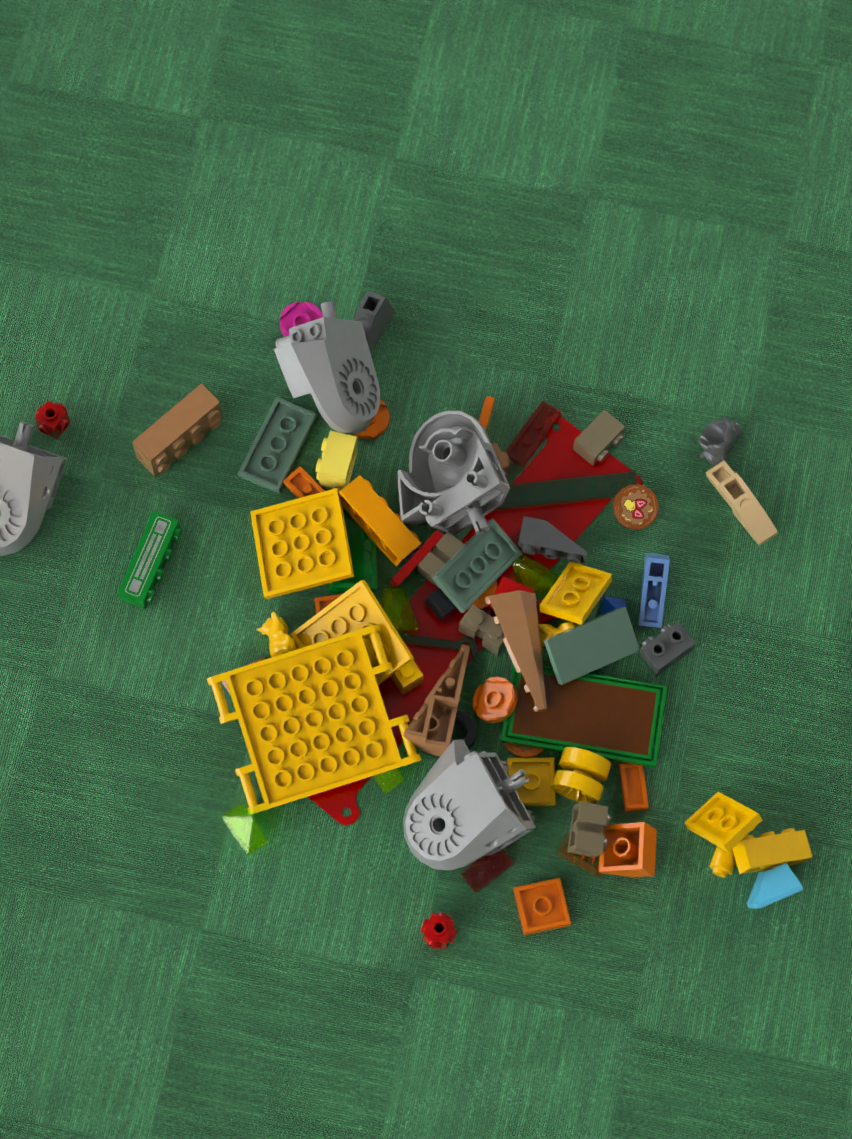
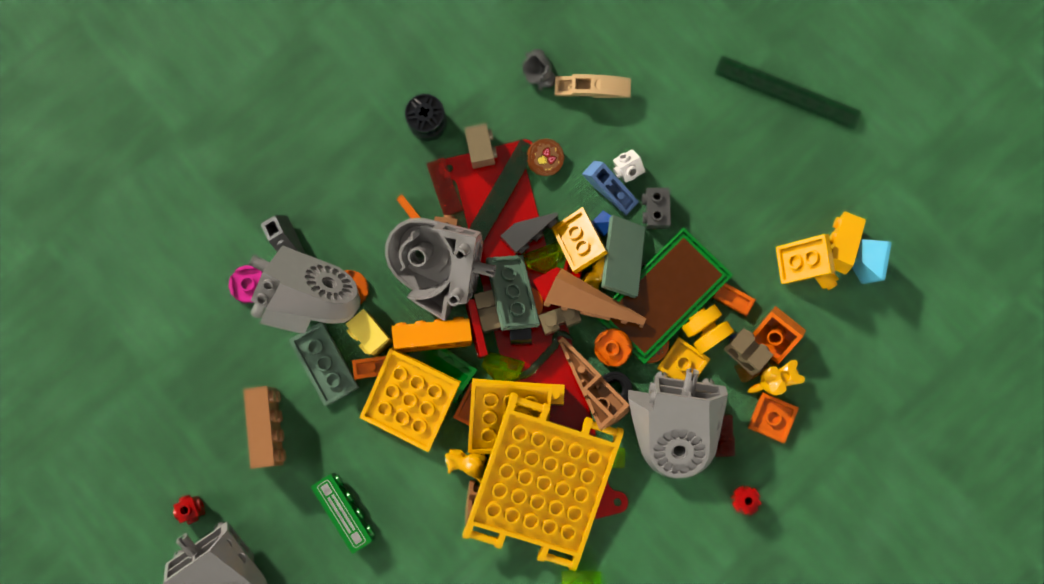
camera: 45 degrees left, 10 degrees up
(580, 878) = (776, 380): none -> yellow animal
(590, 379) = (428, 127): none -> black wheel
(687, 590) = (628, 166): none -> white brick

